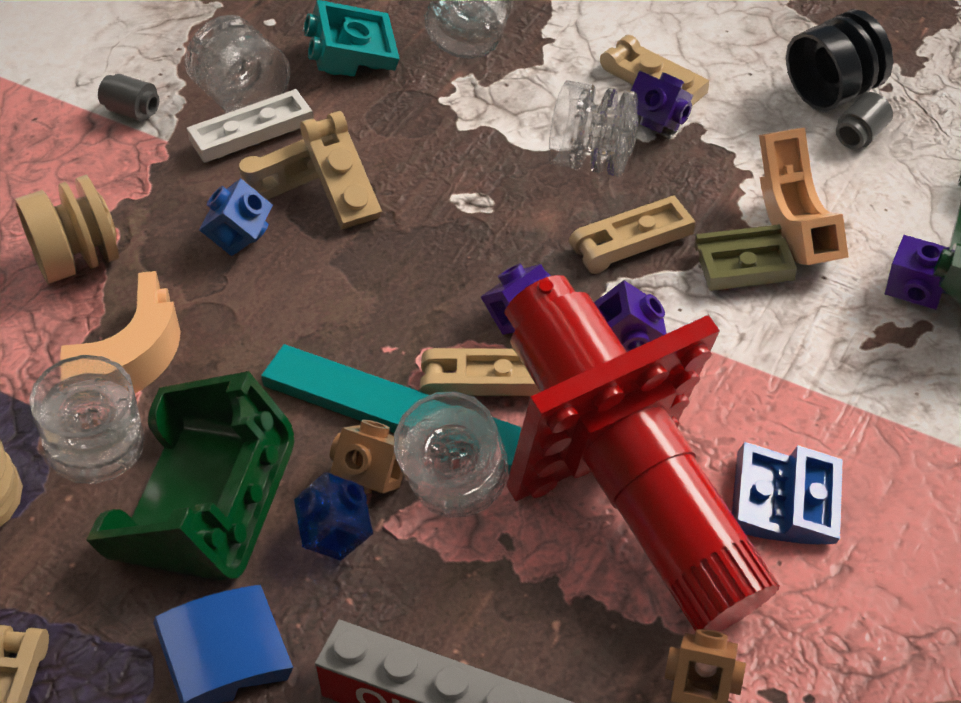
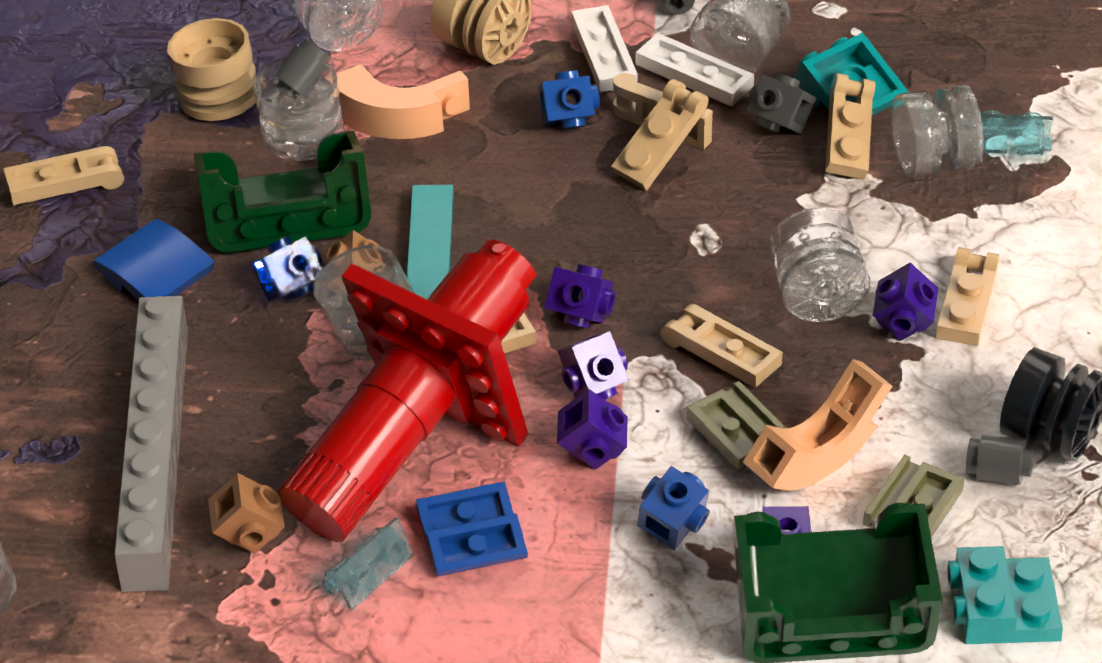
camera: 65 degrees right, 5 degrees down
(74, 379) = (301, 70): none -> dark grey brick
(168, 171) = (602, 45): none -> white plate
(352, 84) = (780, 103): none -> dark grey brick
(411, 56) = (849, 127): none -> tan plate
(736, 356) = (592, 429): none -> dark purple brick
(816, 608) = (370, 564): none -> clear light blue hinge
(844, 329) = (673, 506): none -> blue brick
(889, 185) = (917, 485): none -> olive plate

